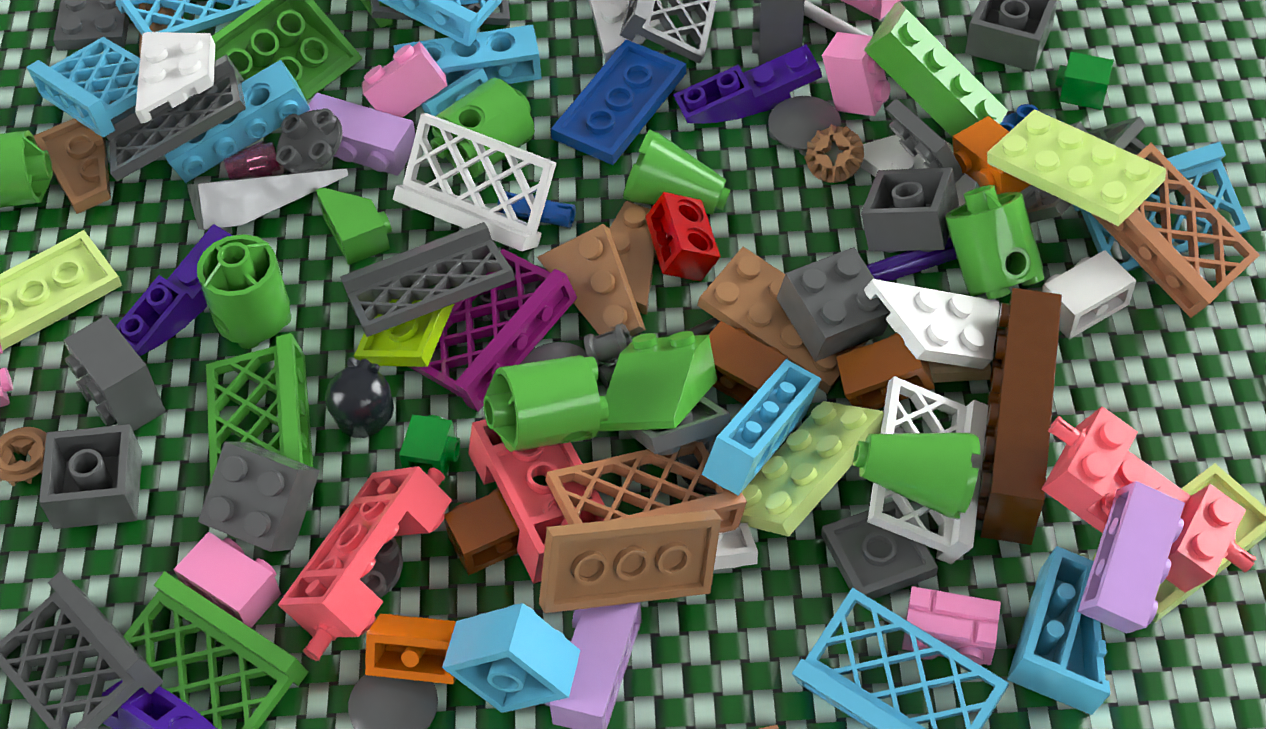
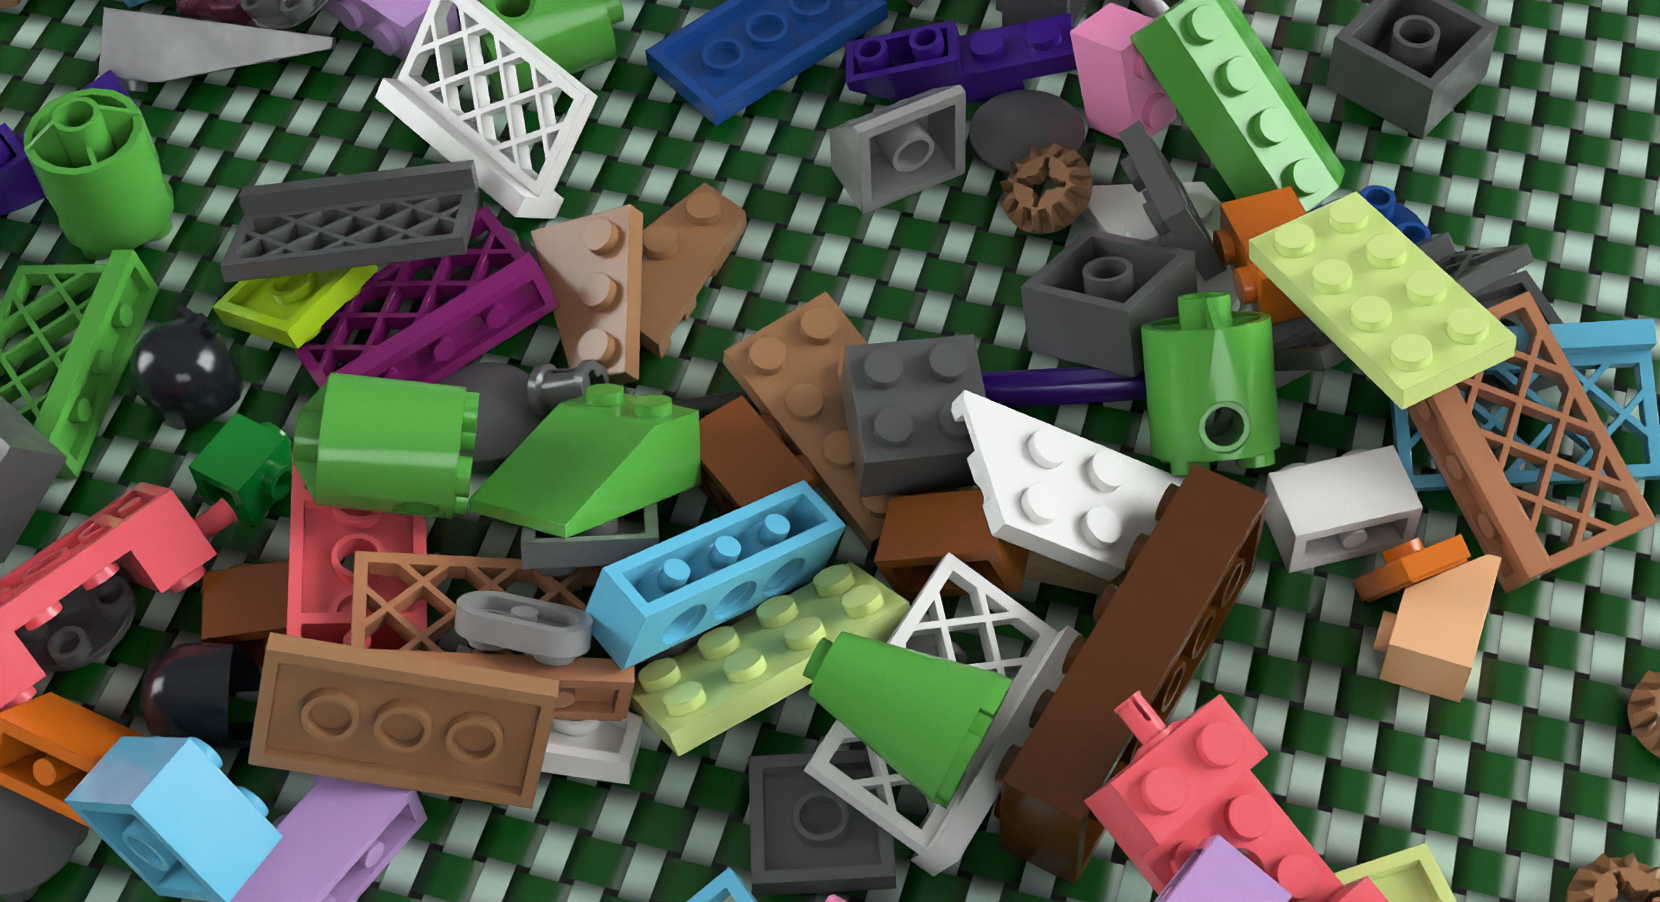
camera: 20 degrees right, 0 degrees up
(354, 224) = (308, 121): bright green slope -> none
(475, 586) = (190, 689): none -> black helmet
(553, 212) = (587, 170): blue pin -> none
(672, 170) = (779, 164): bright green cone -> none
(682, 236) = (754, 256): red brick -> none
(684, 484) = (523, 624): none -> light grey plate
(742, 145) = (901, 147): none -> light grey slope
(1084, 80) = (1494, 171): green brick -> none
(1145, 314) = (1409, 565): none -> orange plate
(1170, 347) = (1438, 629): none -> light nougat slope

